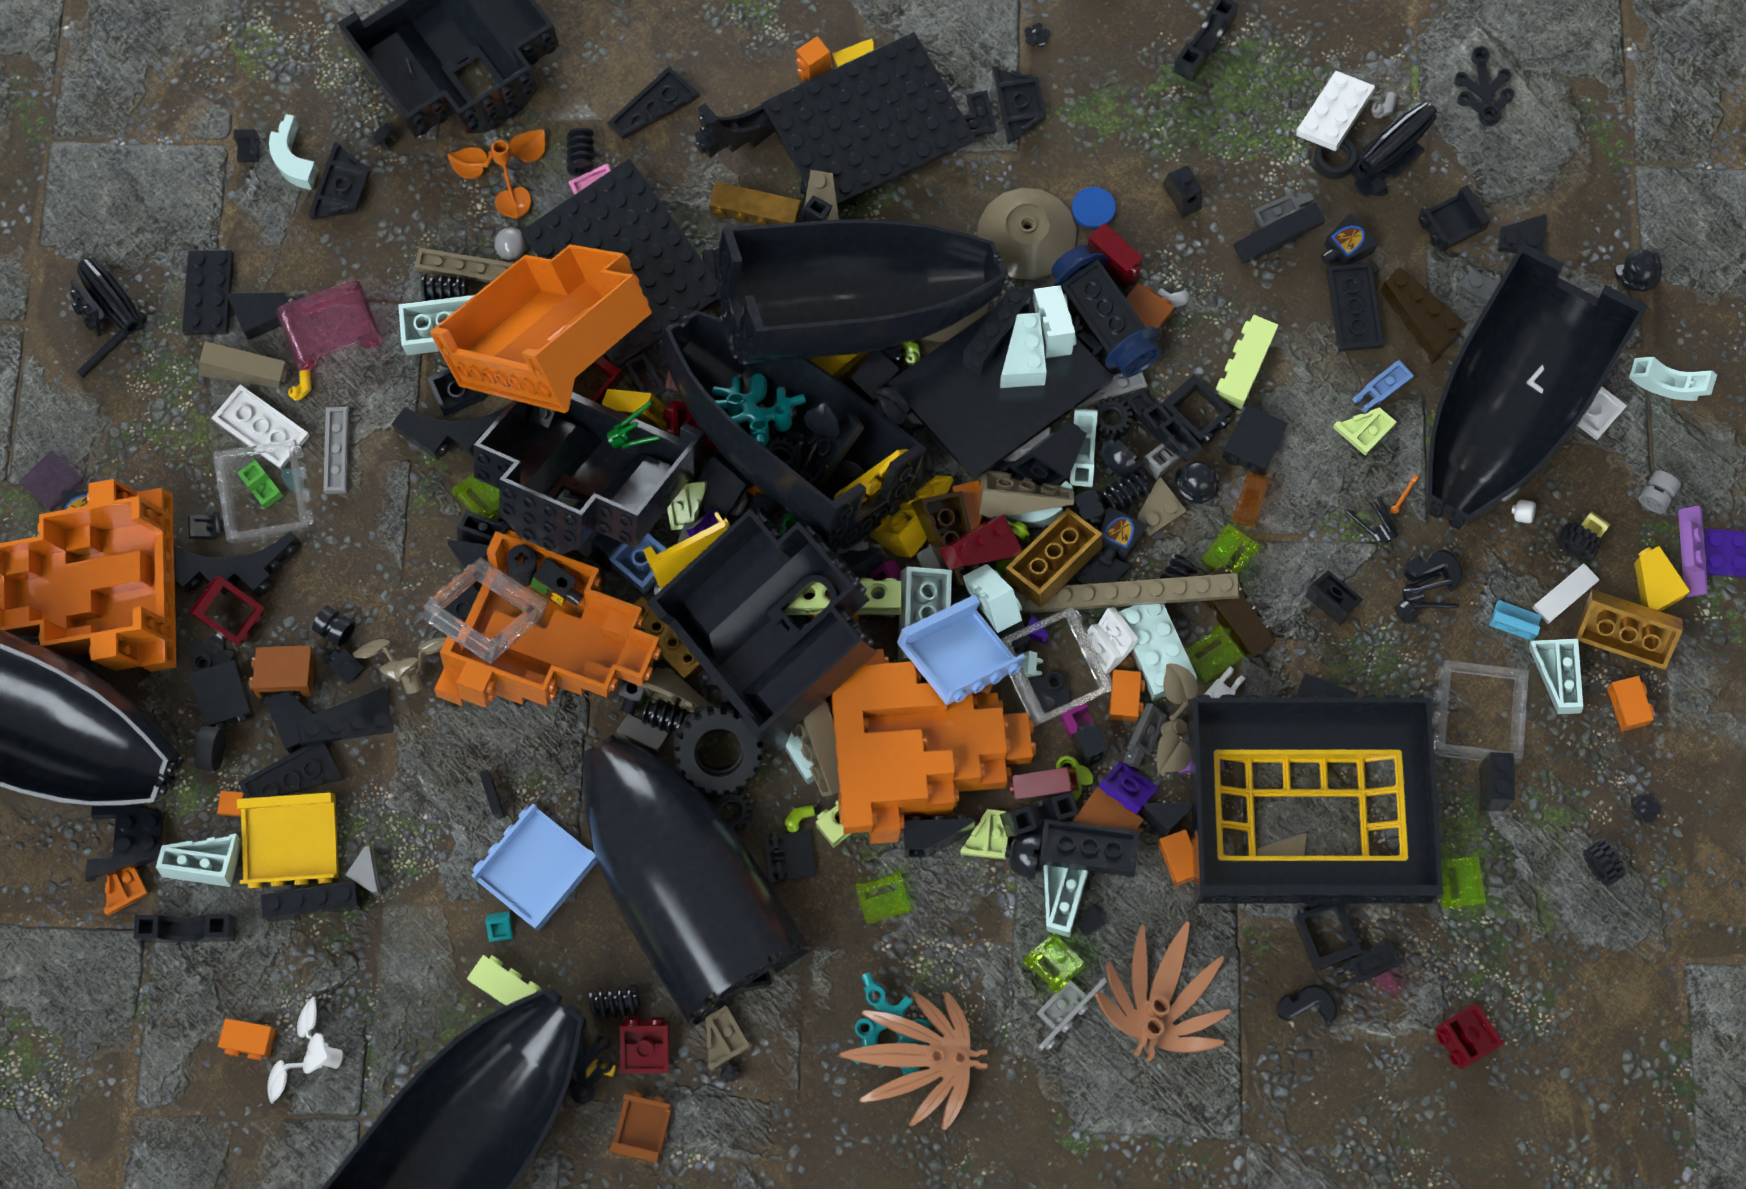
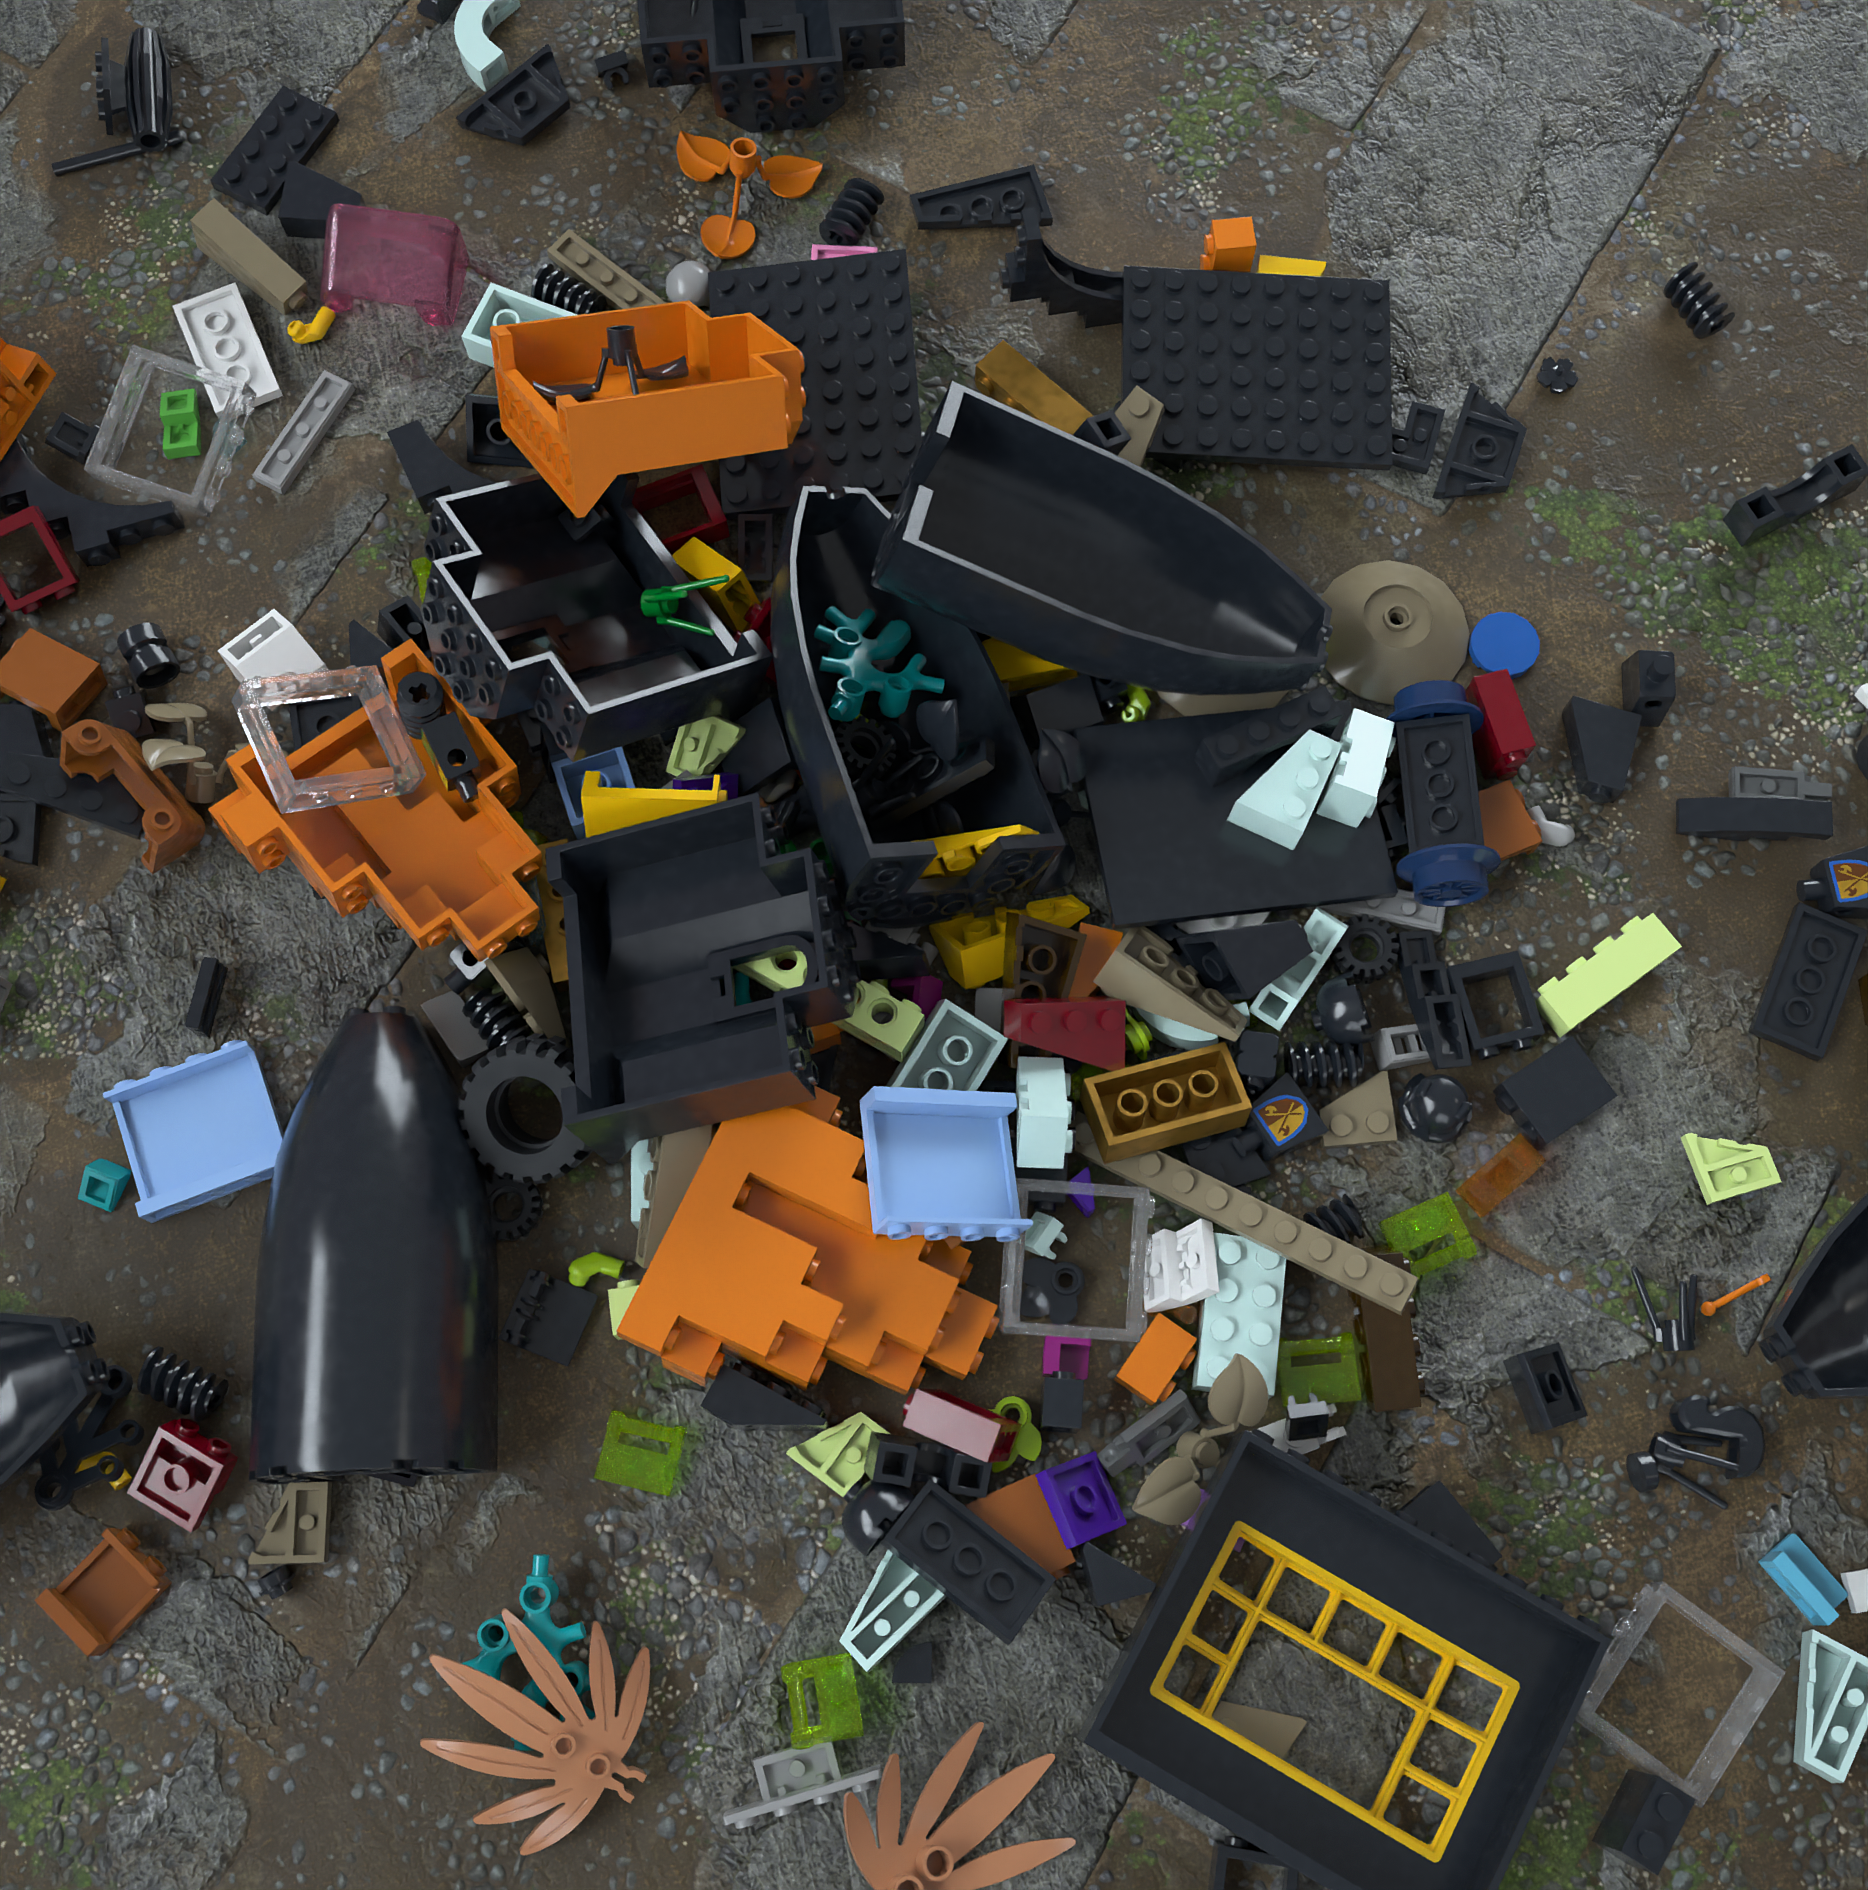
camera: 25 degrees right, 0 degrees up
(357, 688) = (168, 819): none -> dark orange windscreen
(408, 588) = (269, 650): none -> white slope
(500, 983) = (54, 1275): yellowish green brick -> none
(518, 306) = (624, 352): none -> black plant
(1176, 237) = (1600, 746): none -> black slope
(1178, 856) = (1096, 1646): orange brick -> none
(1221, 680) = (1306, 1419): none -> black tile
(1384, 385) = (1792, 1118): medium blue hinge -> none

